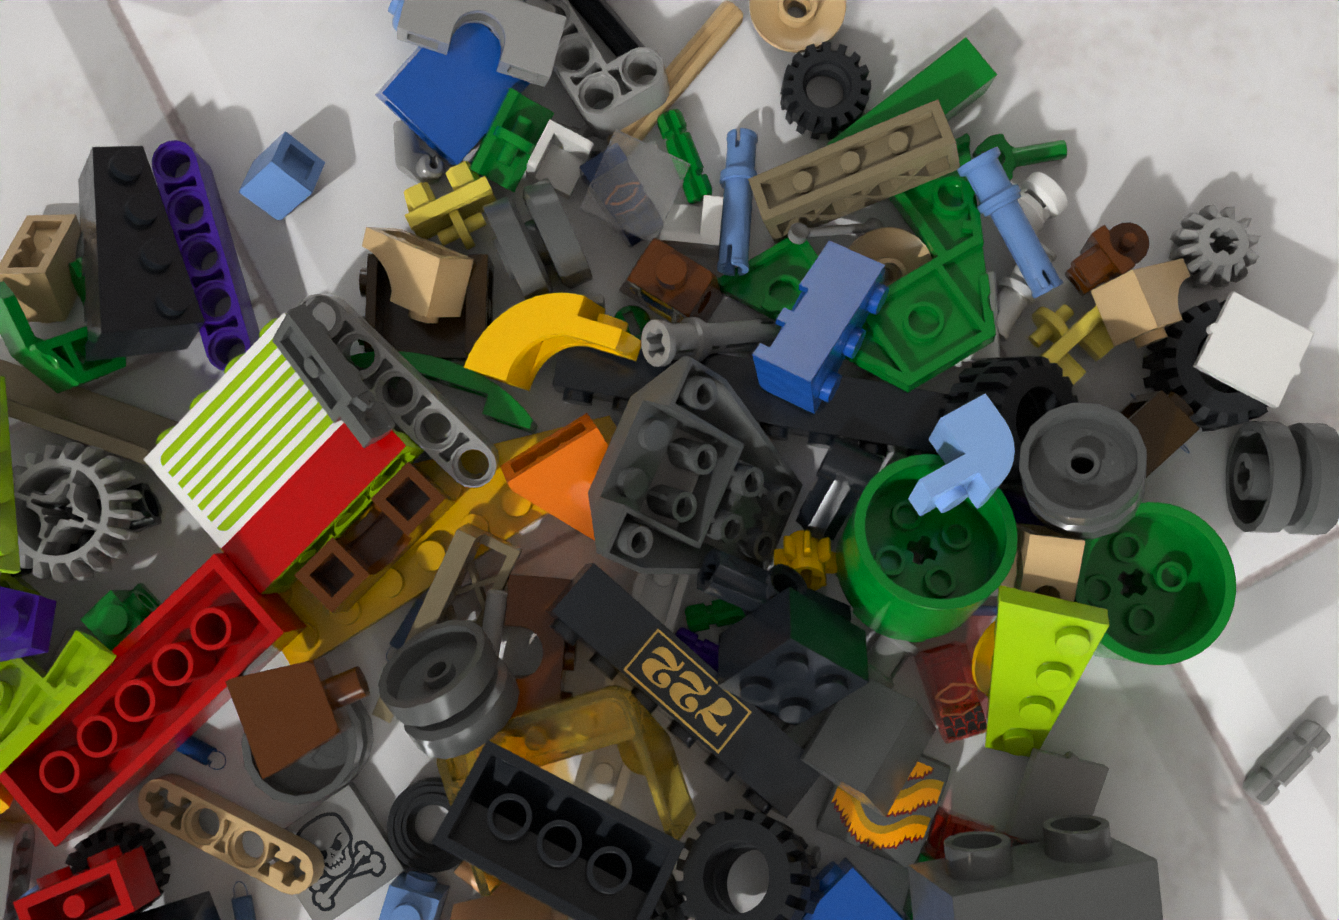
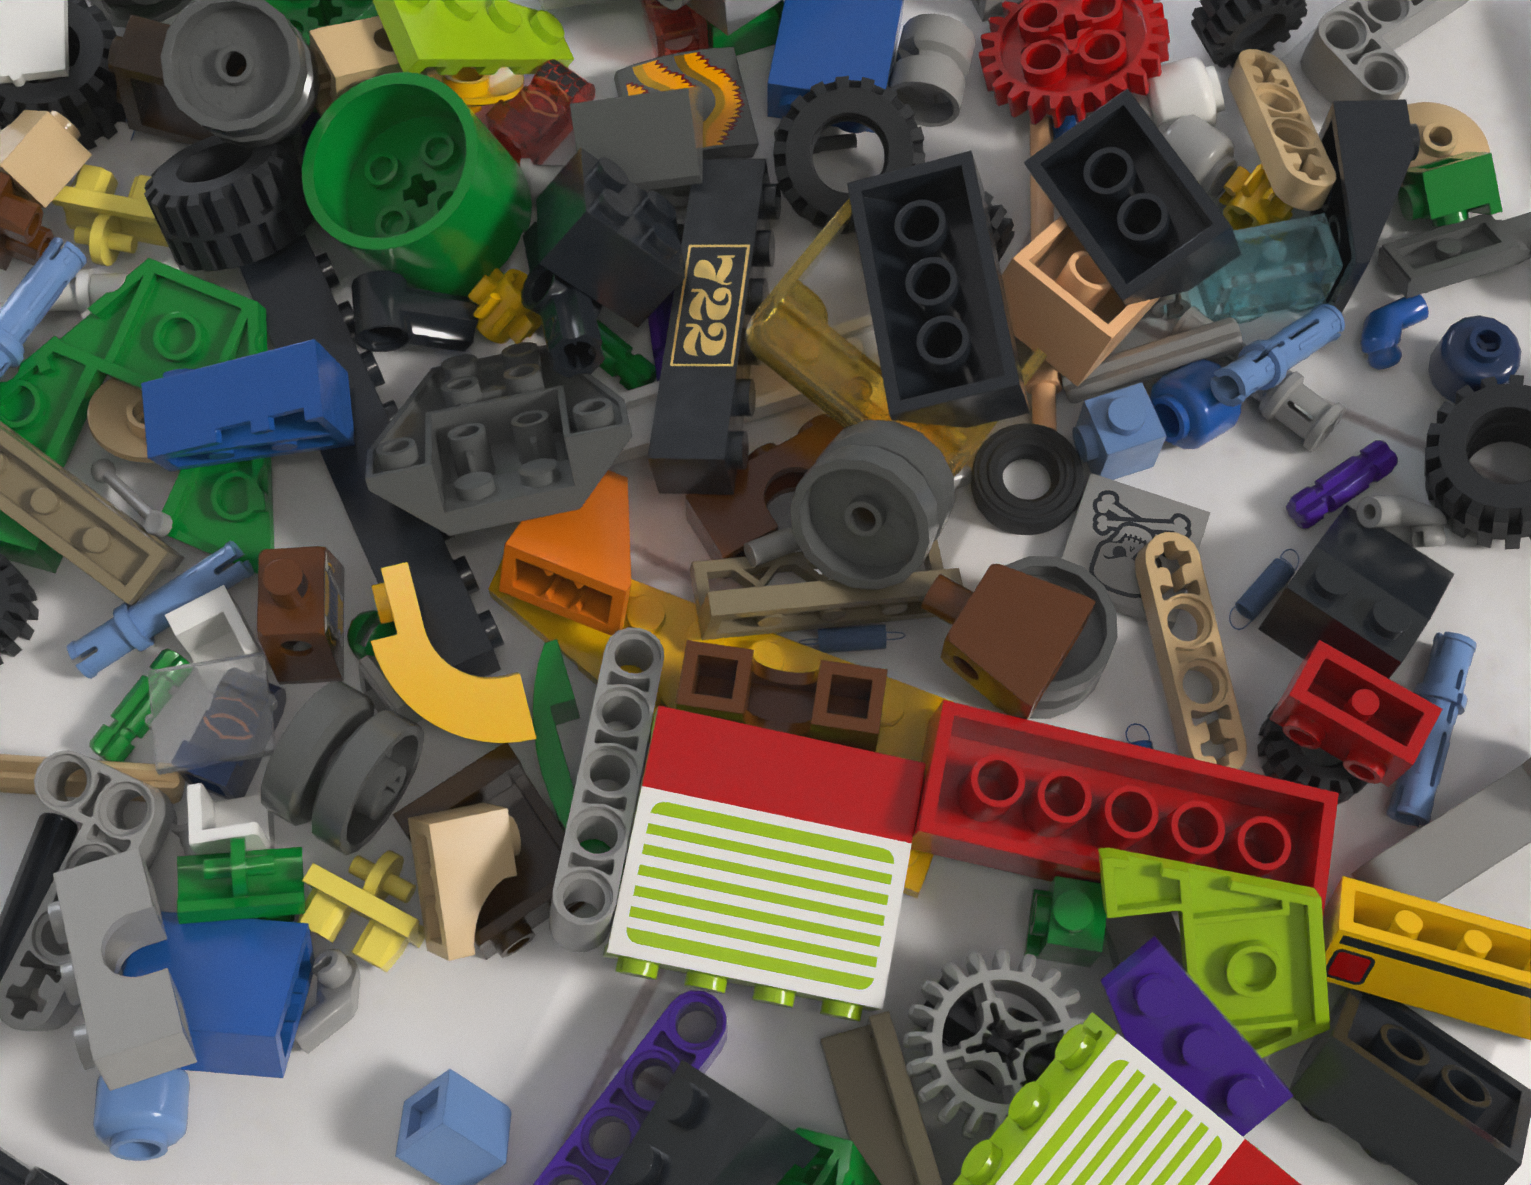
camera: 125 degrees left, 15 degrees down
(331, 377) = (638, 825): dark grey hinge -> none
(698, 339) = (344, 526): light grey pin -> none
(976, 454) = (289, 162): light blue brick -> none

